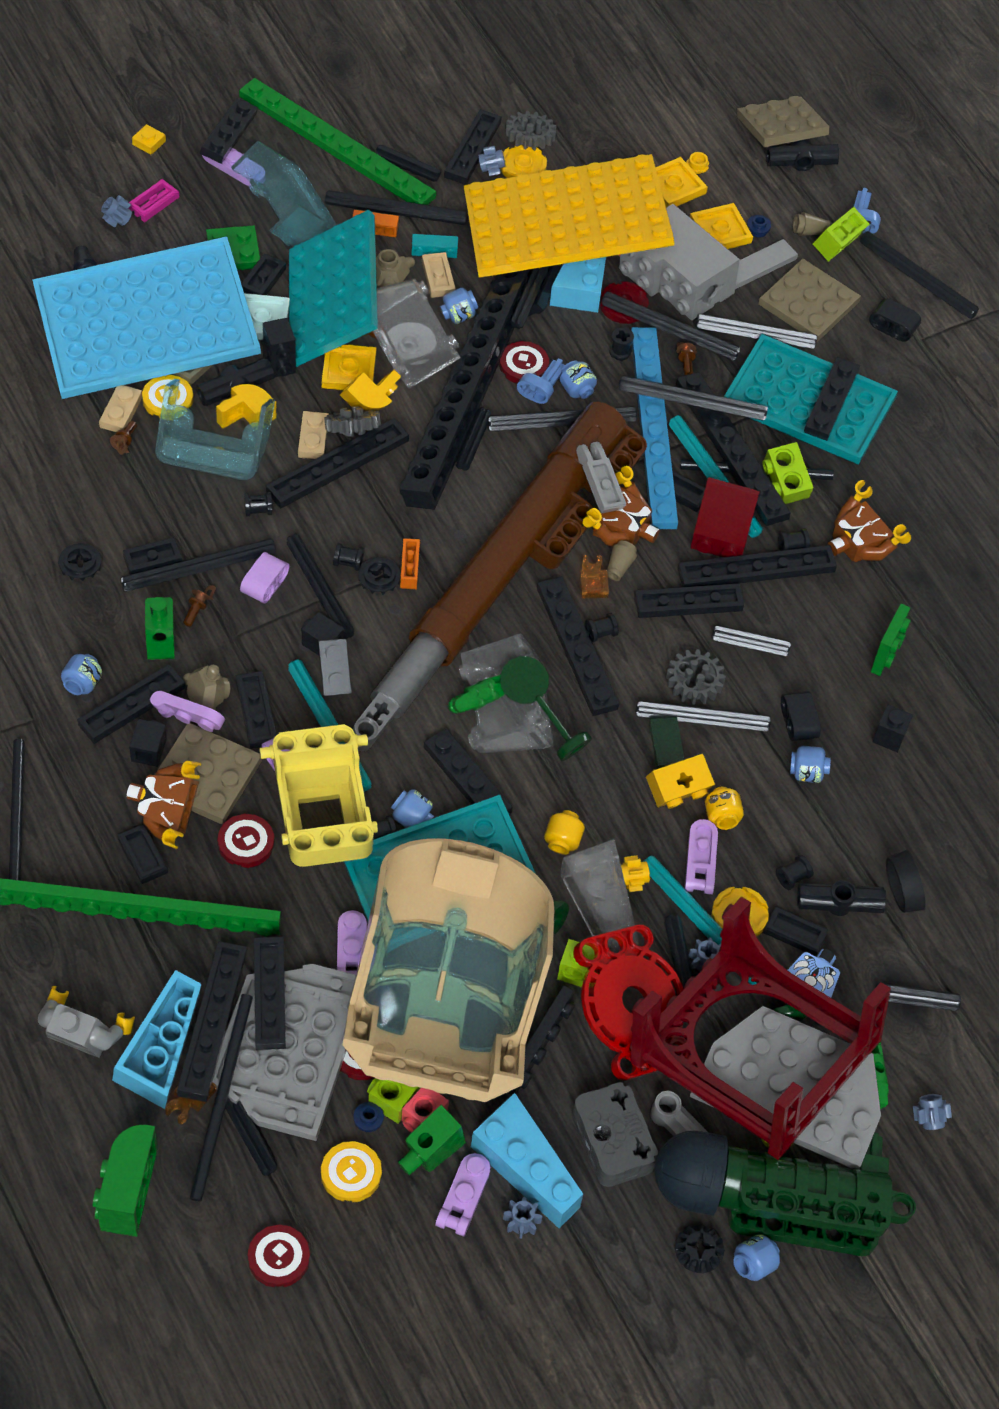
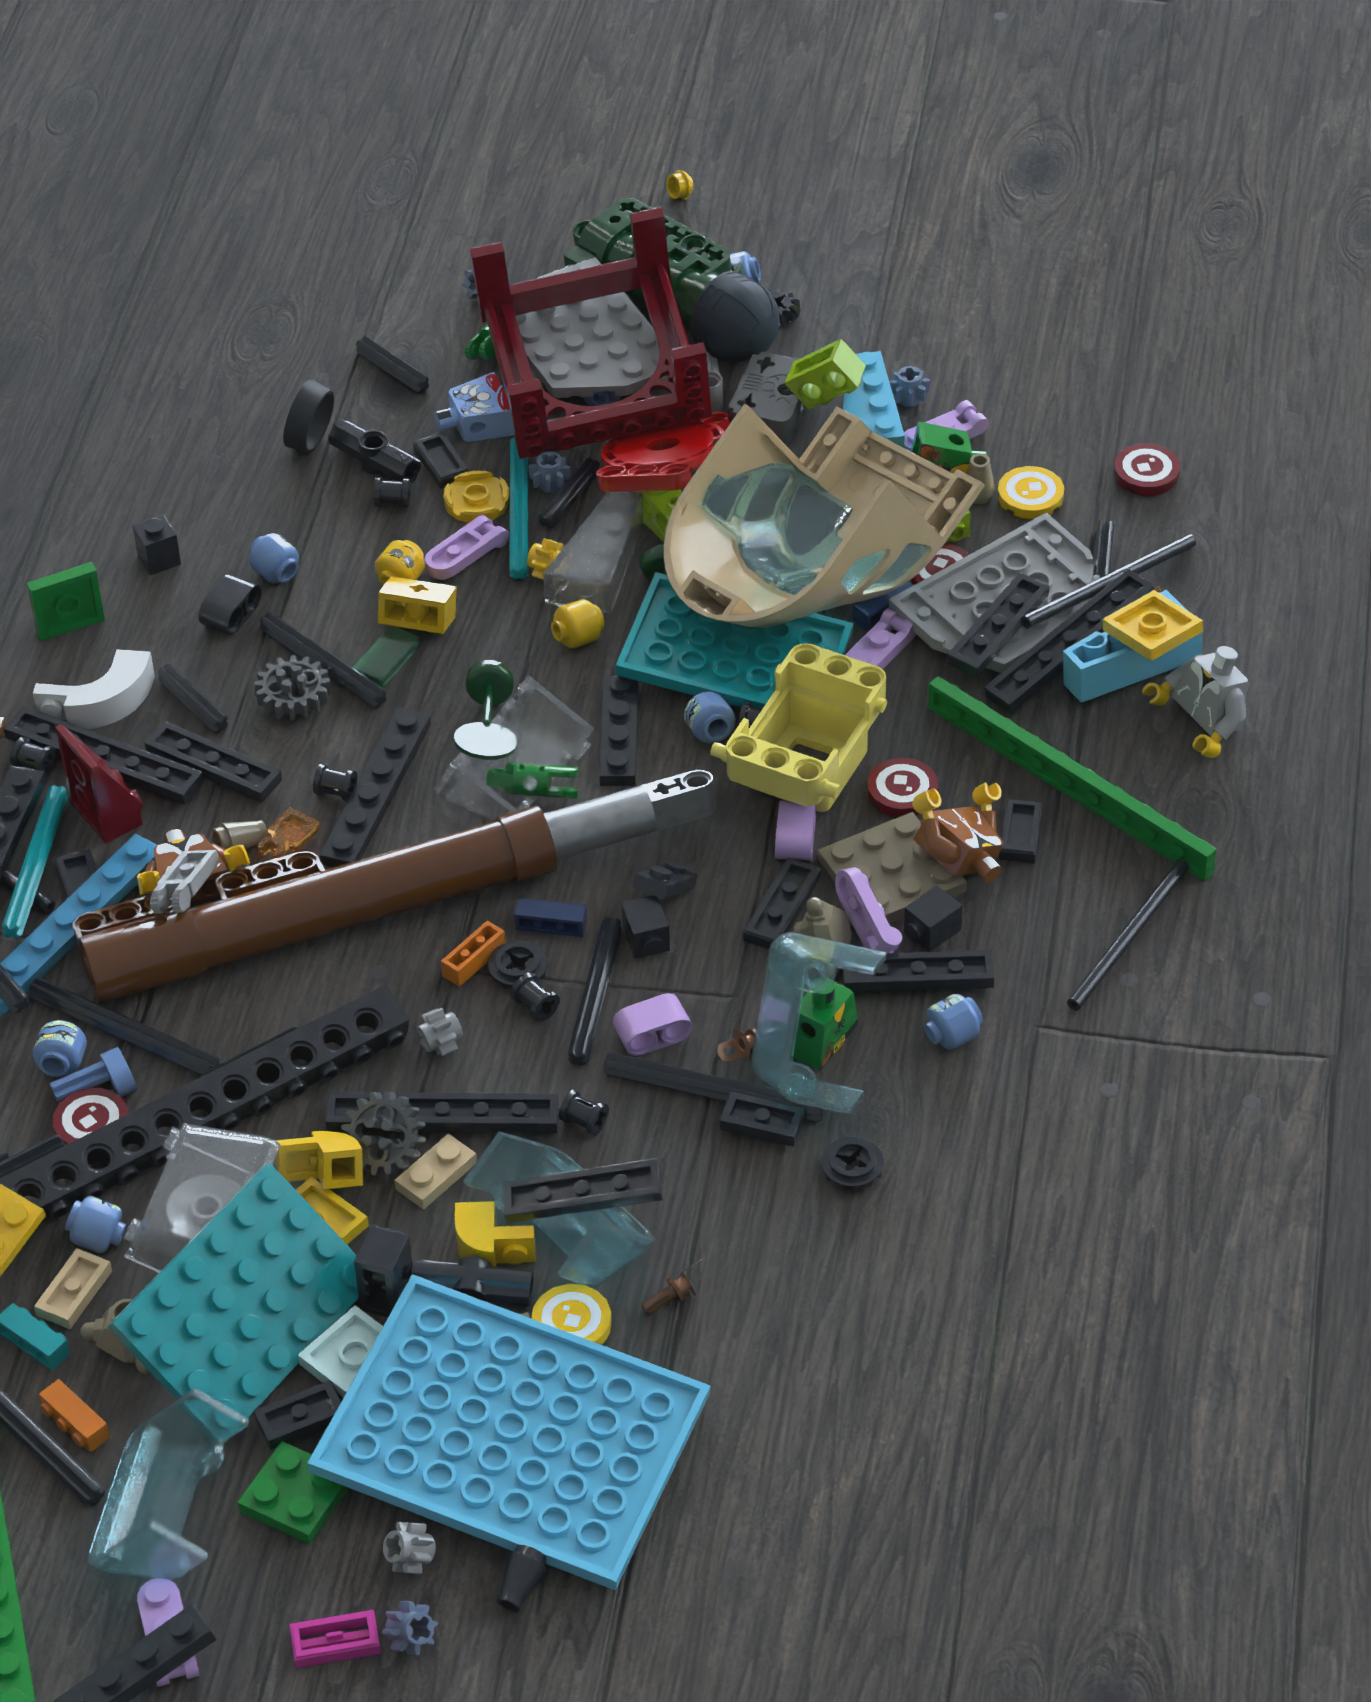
camera: 135 degrees left, 10 degrees down
(120, 408) = (648, 1333): tan plate -> none
(126, 1180) = (1249, 555): green brick -> none
(143, 580) = (795, 966): none -> clear light blue windscreen
(144, 1029) = (1152, 625): none -> yellow plate
(148, 242) = (409, 1547): none -> light grey gear
(206, 434) = (582, 1190): none -> black plate
(319, 706) = (716, 854): teal axle -> none
(368, 1125) = (982, 519): dark blue plate -> none
(381, 501) = (439, 1032): none -> light grey gear
(388, 616) = (550, 917): none -> dark blue piece
(392, 1145) = (981, 470): none -> dark tan cone
(572, 1137) = (825, 374): none -> lime brick
(795, 616) = (103, 700): none -> white arch
(896, 1342) = (679, 185): none -> yellow plate

